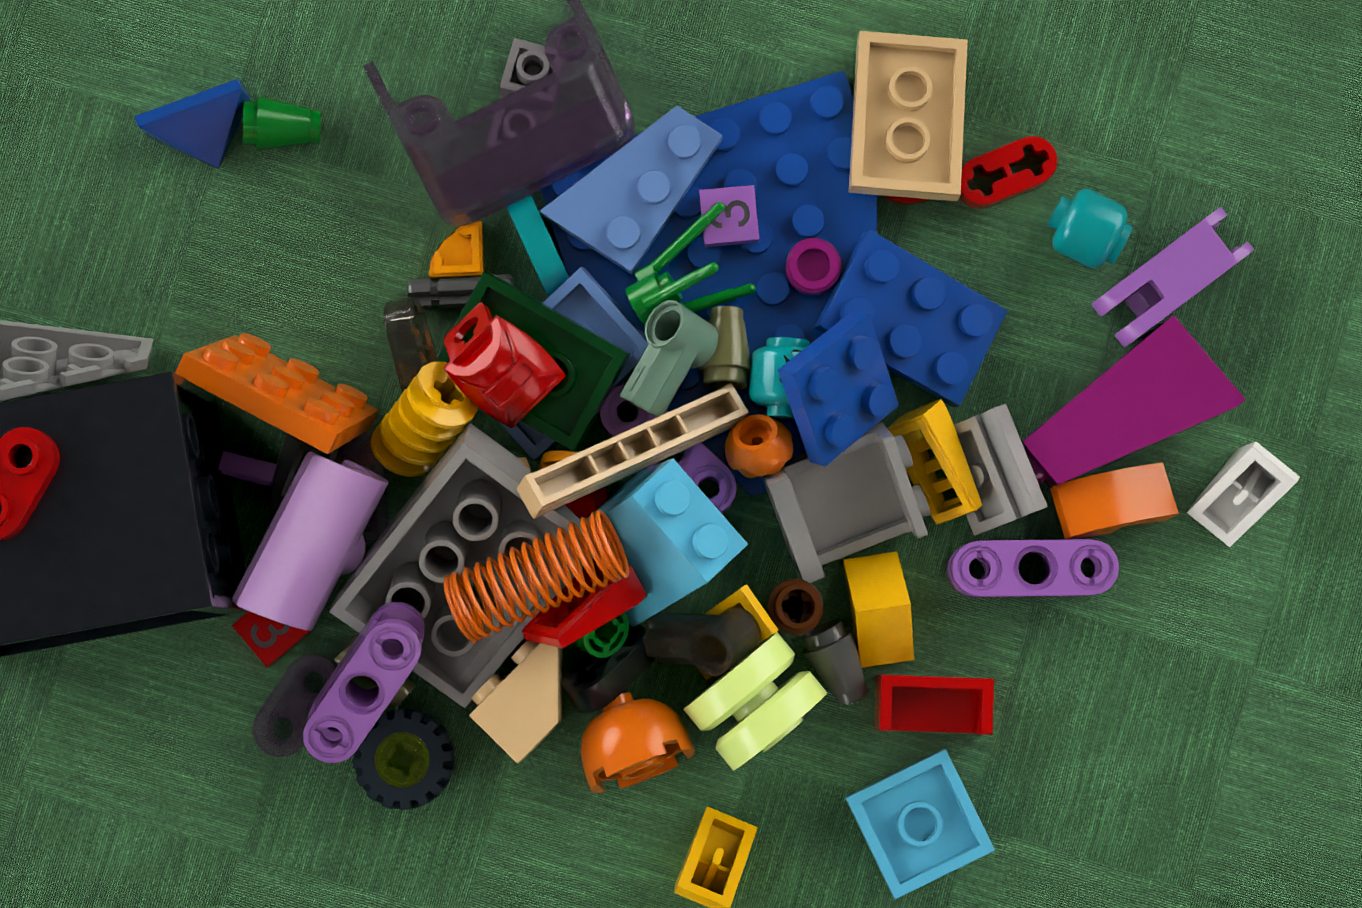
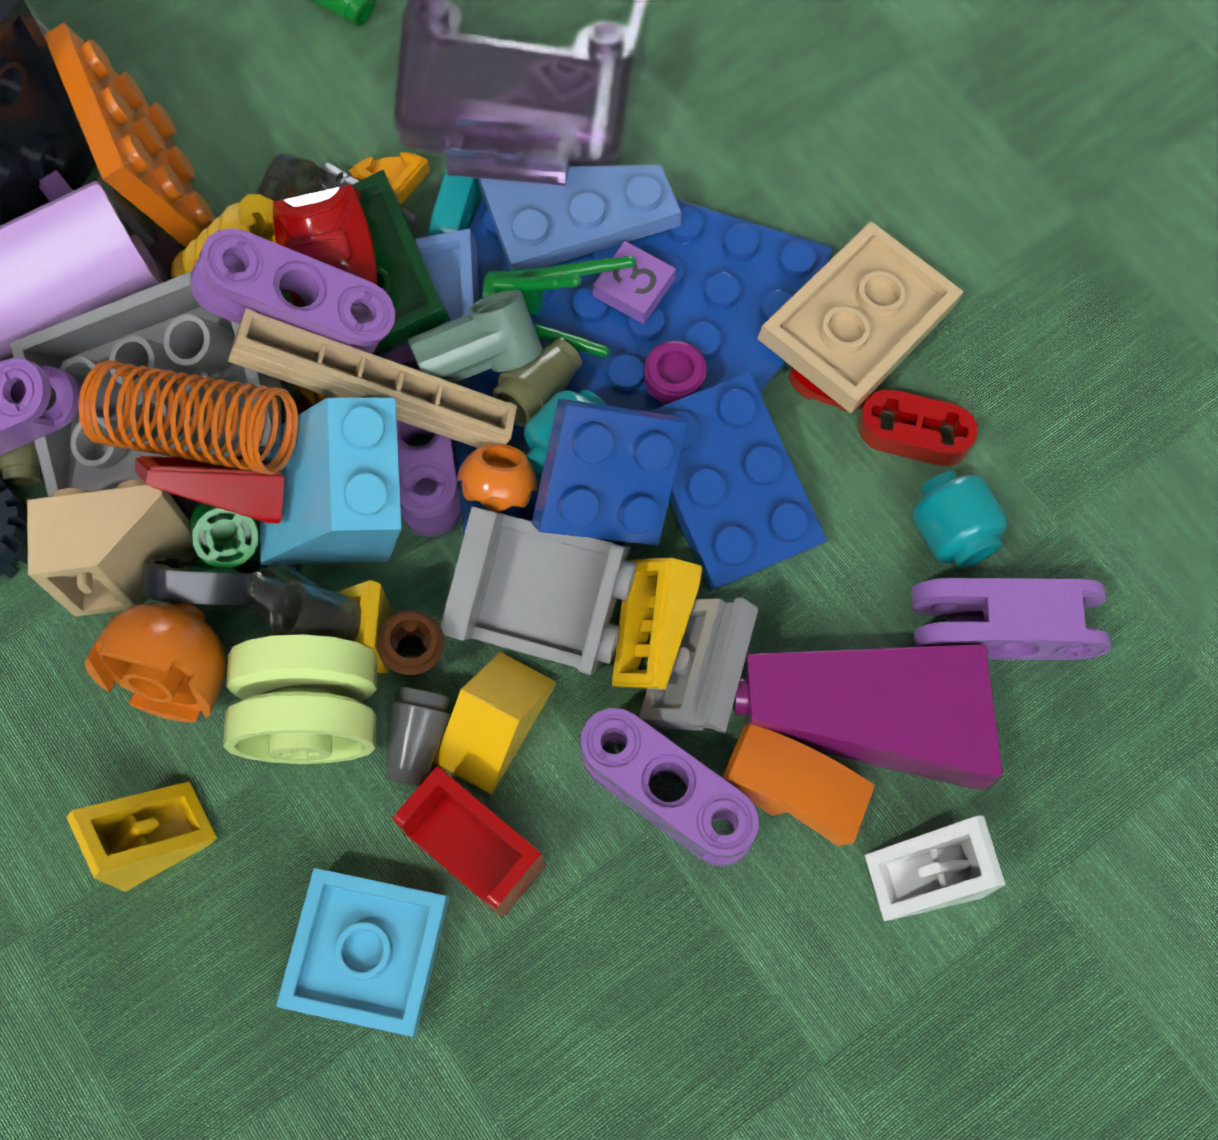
camera: 40 degrees right, 15 degrees down
(504, 448) = (249, 271): none -> medium lavender piece
(565, 184) = (510, 152): none -> clear purple plate

